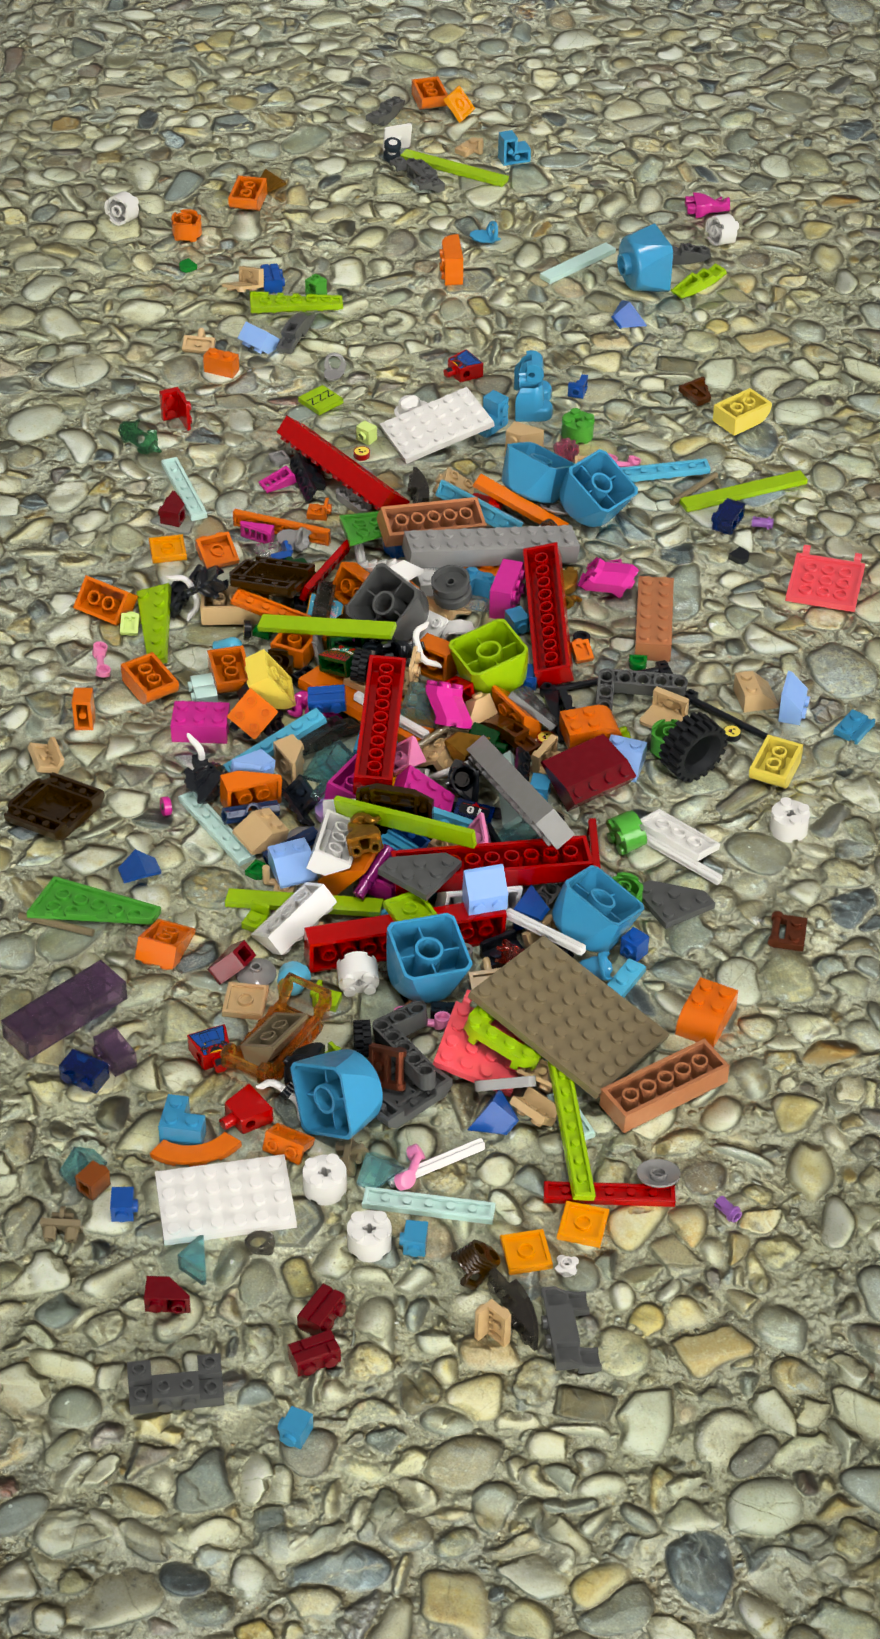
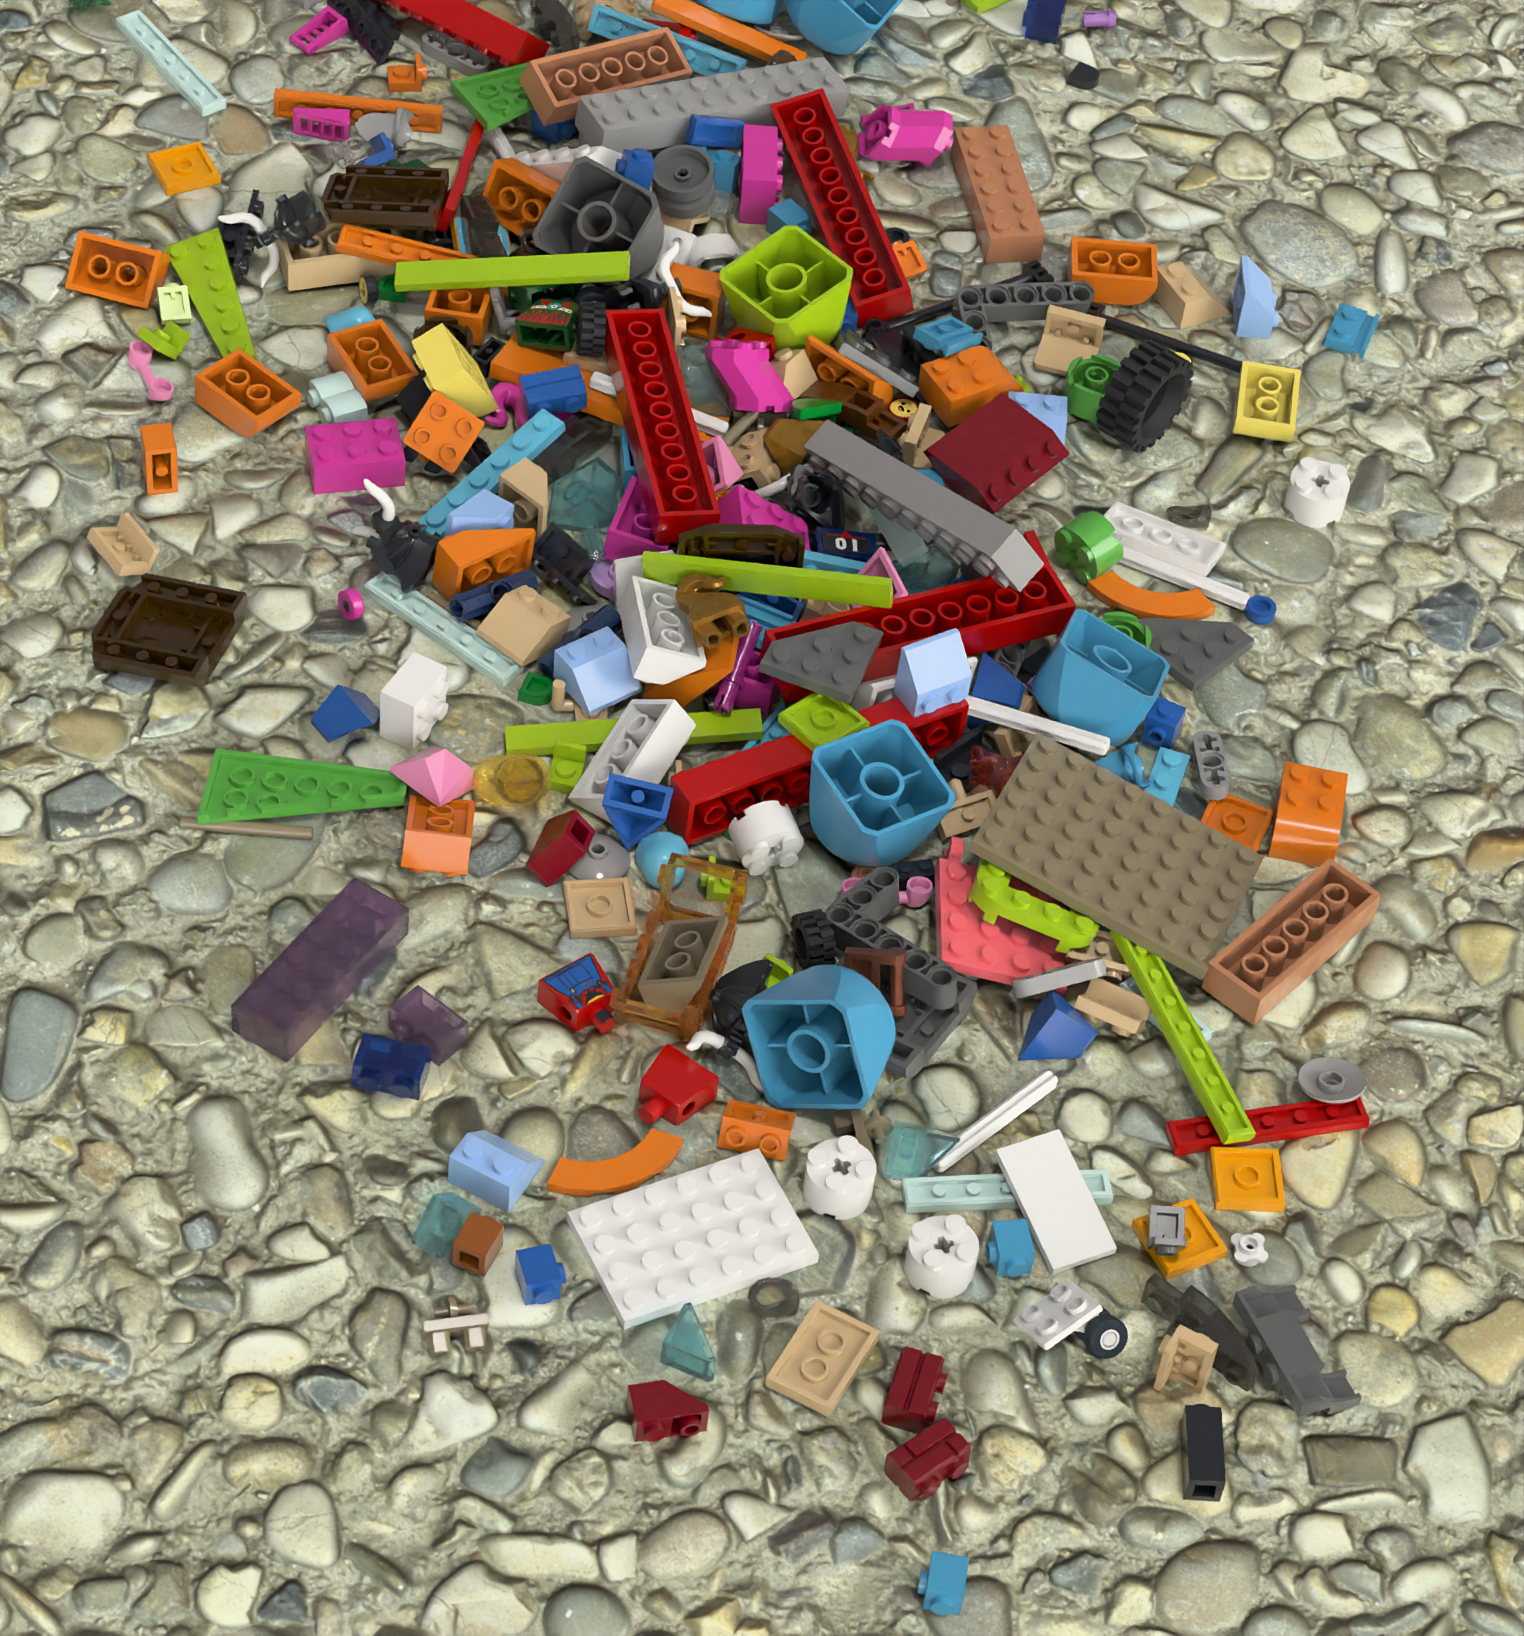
camera: 20 degrees left, 5 degrees up
(117, 645) = (167, 341): none -> lime bracket
(121, 1138) = (492, 1168): none -> light blue slope
(172, 510) = (169, 103): dark red slope -> none
(175, 910) = (435, 775): none -> bright pink slope
(175, 1390) = (736, 1561): dark grey bracket -> none
(176, 865) = (413, 701): none -> white brick
(179, 1125) = (580, 1131): dark azure brick -> none
(217, 550) = (269, 163): orange plate -> none
(217, 918) = (512, 779): none -> clear yellow piece
(274, 1282) = (822, 1358): none -> tan plate
(281, 943) = (635, 807): none -> blue slope
(407, 1179) = (965, 1156): bright pink bar -> none
(421, 576) = (636, 166): none -> blue brick
(435, 1280) = (1071, 1310): none -> white plate
(452, 1212) = (1055, 1201): none -> white tile
(475, 1259) = (1122, 1266): dark brown piece -> none
(483, 728) = (814, 408): none -> green tile
(484, 560) = (714, 131): none -> blue tile
(486, 1381) = (1202, 1453): none -> black brick
(514, 1243) = (1166, 1229): none -> bracket
(582, 696) = (948, 335): none -> dark azure plate
(637, 662) = (994, 268): green tile -> none
(641, 864) = (1145, 603): none -> orange tile
(658, 979) = (1213, 756): none -> light grey beam
(661, 1009) = (1239, 820): none -> orange tile
(708, 671) = (1115, 269): none -> orange brick
(709, 824) = (1200, 514): none -> clear smoke piece
(727, 886) = (1260, 610): none -> blue tile
(732, 1212) = (1450, 1118): medium lavender pin -> none
(794, 933) = (1383, 666): copper plate -> none
(825, 581) = (1227, 103): coral plate -> none

